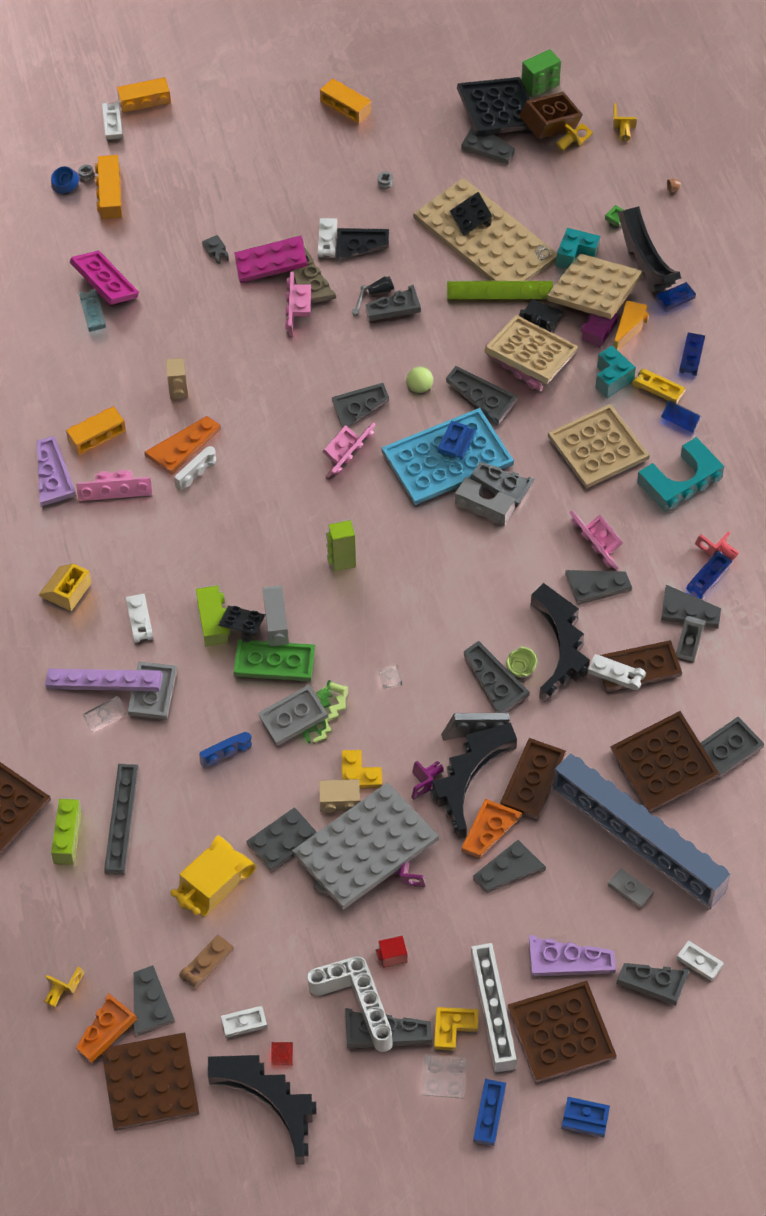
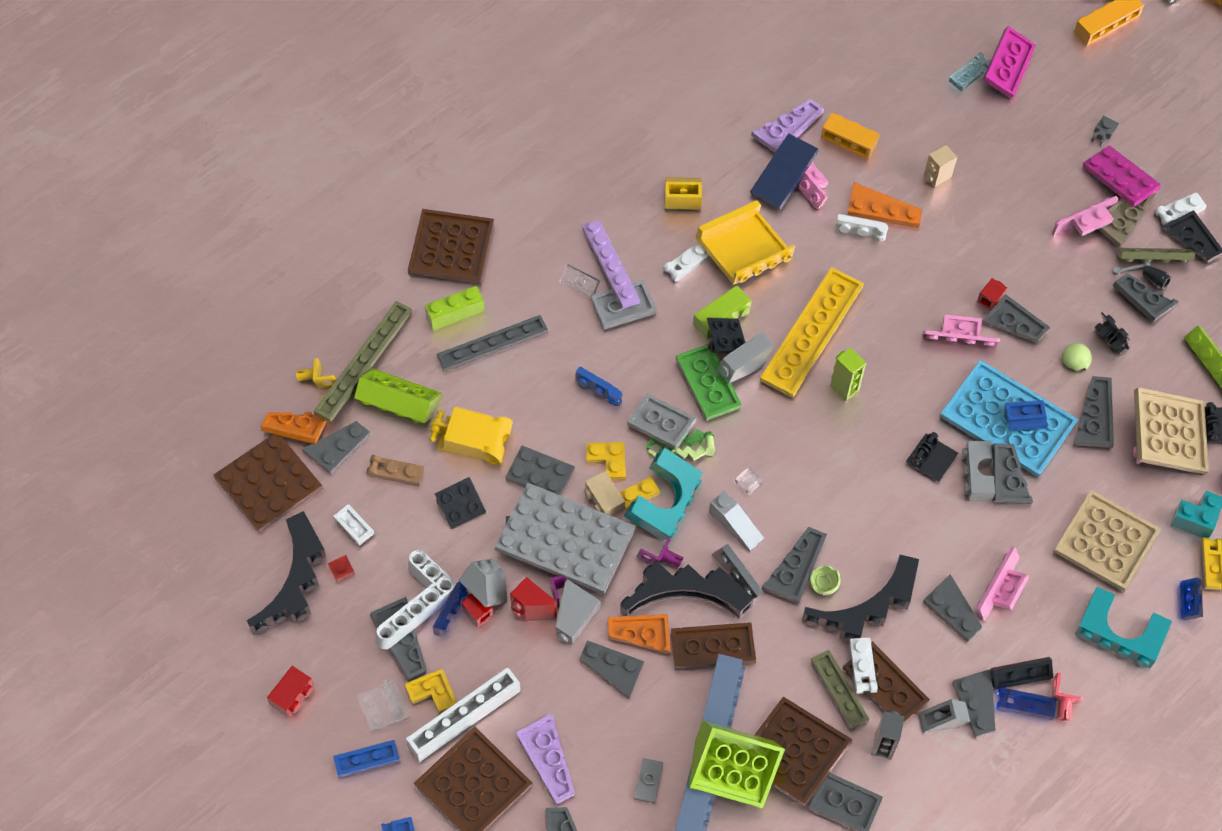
camera: 60 degrees right, 5 degrees up
(74, 937) = (362, 361): none -> olive plate
(101, 496) = (784, 171): none -> dark blue tile
(130, 923) = (397, 395): none -> lime slope
(155, 565) = (743, 243): none -> yellow panel
(275, 557) = (811, 332): none -> yellow plate
(275, 919) = (460, 502): none -> black hinge
(298, 772) = (610, 453): none -> yellow plate
(324, 407) = (991, 294): none -> red brick
(361, 273) = (1162, 254): none -> olive plate
(364, 724) = (683, 479): none -> arch
(372, 929) = (486, 582): none -> light grey slope
(380, 975) = (451, 607): none -> clear blue plate
(387, 1150) = (290, 691): none -> red brick
(409, 338) = (1109, 329): none -> black hinge
(415, 899) = (532, 602): none -> red slope
(424, 704) = (735, 520): none -> slope
(441, 872) = (575, 612): none -> light grey slope
(449, 529) = (932, 456): none -> black hinge
(625, 702) = (840, 690): none -> olive plate
(662, 803) = (734, 764): none -> lime slope
(682, 563) = (1022, 673): none -> black plate
(692, 681) = (888, 734): none -> dark grey brick

